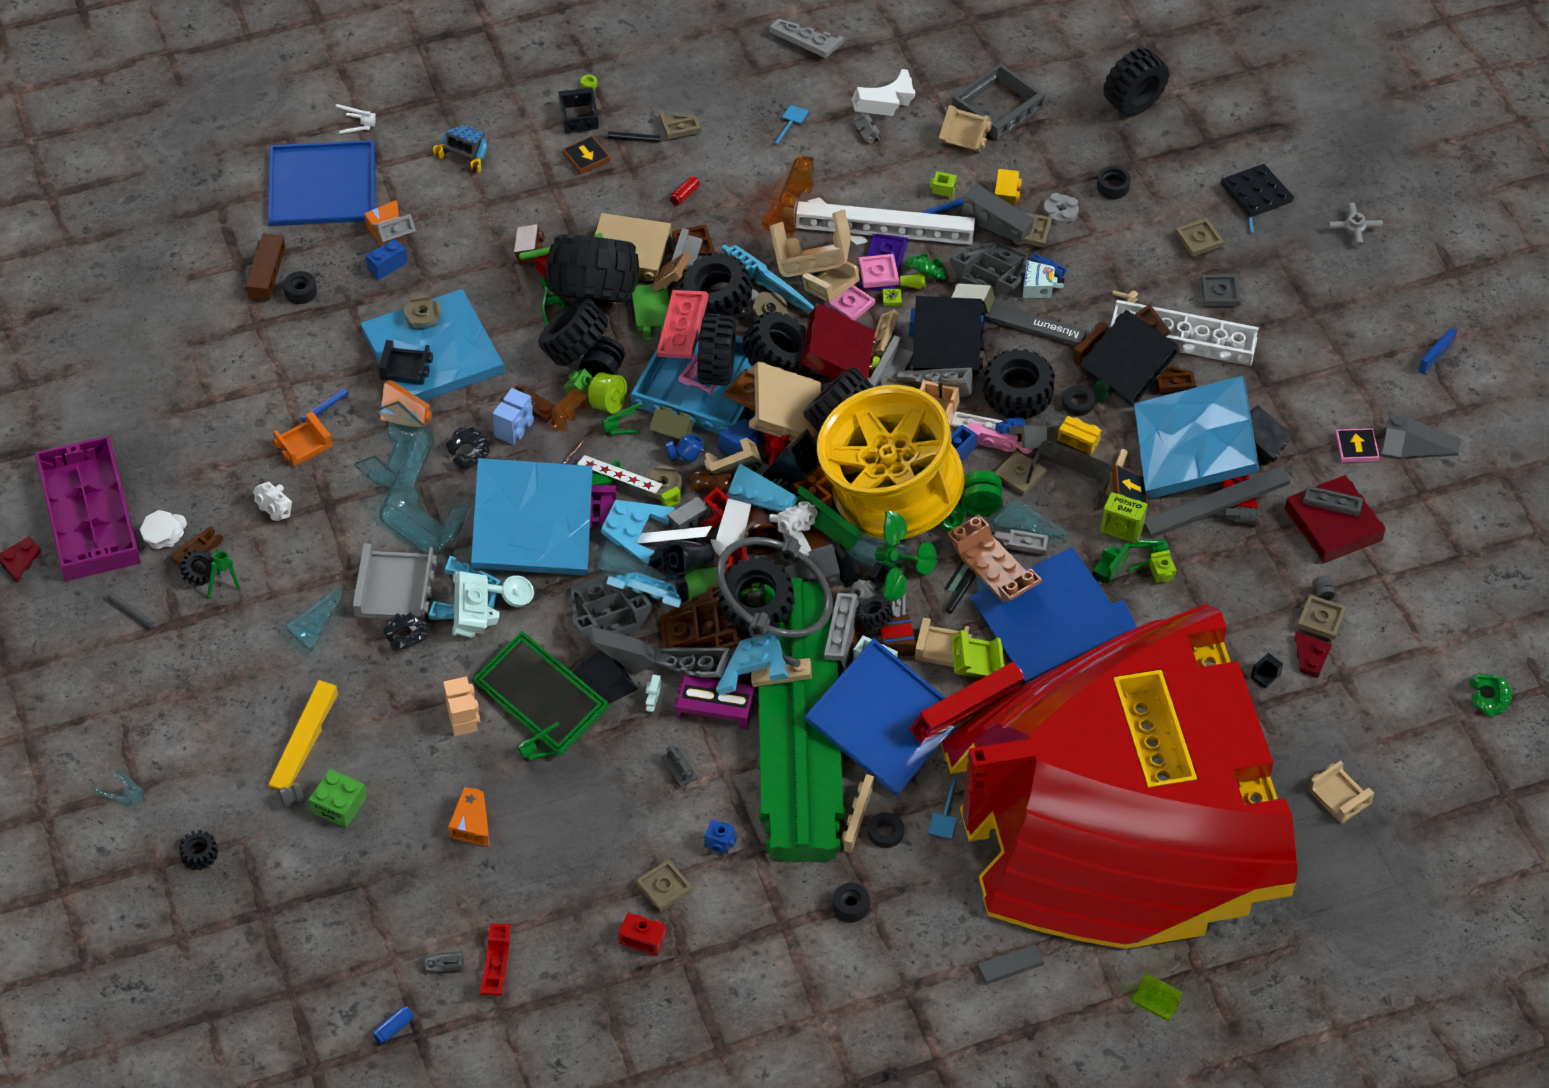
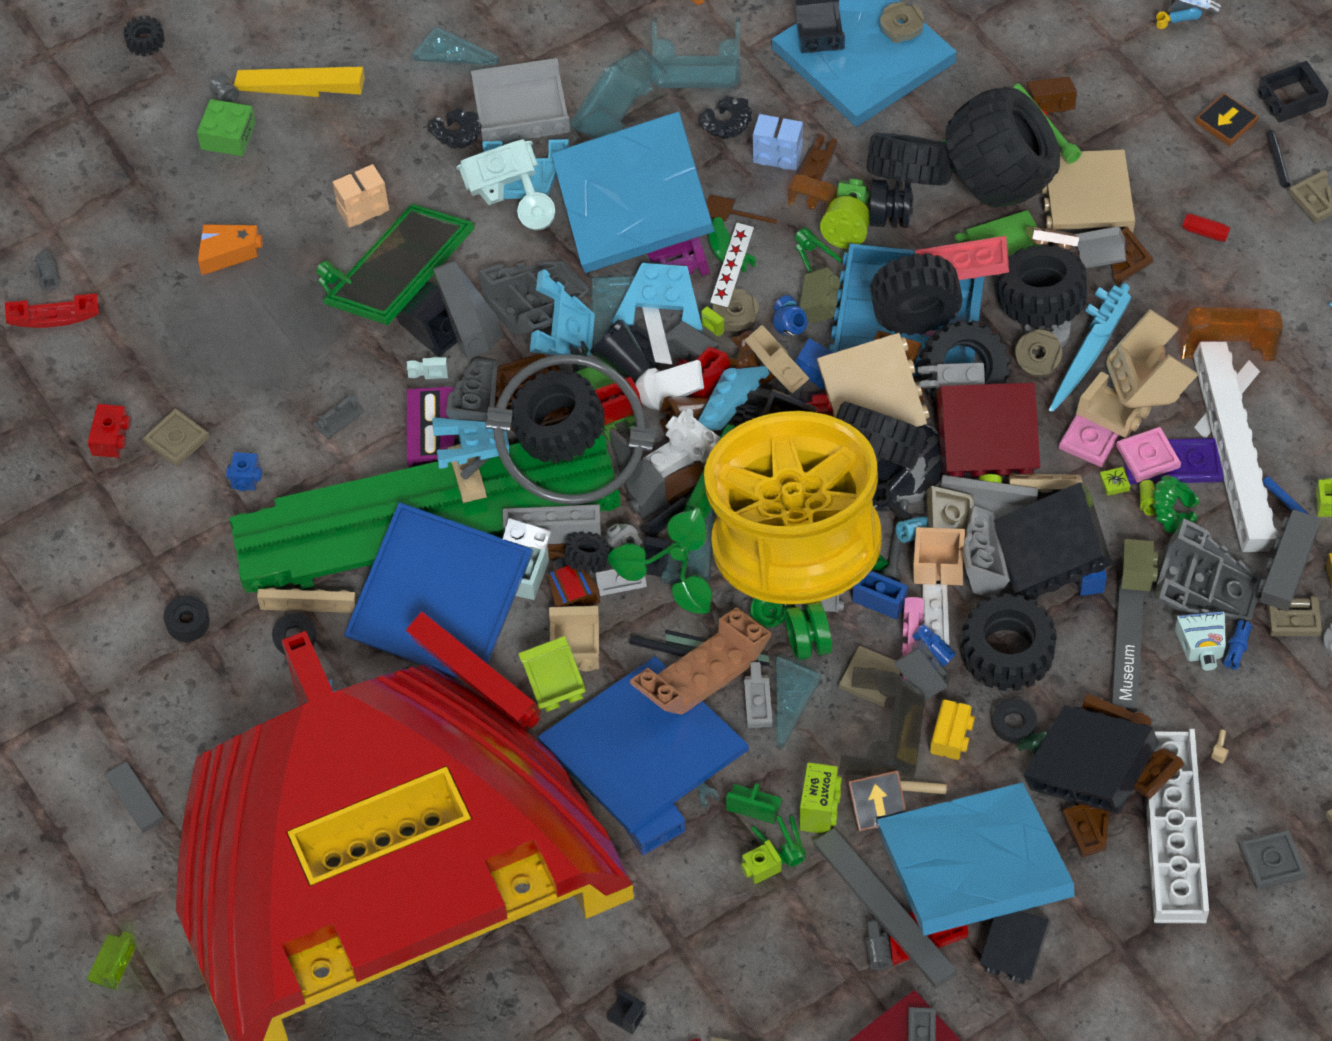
camera: 80 degrees right, 5 degrees up
(393, 392) = (761, 41): orange slope -> none
(795, 347) = (953, 375): none -> light grey hinge
(856, 641) = (526, 534): none -> leg

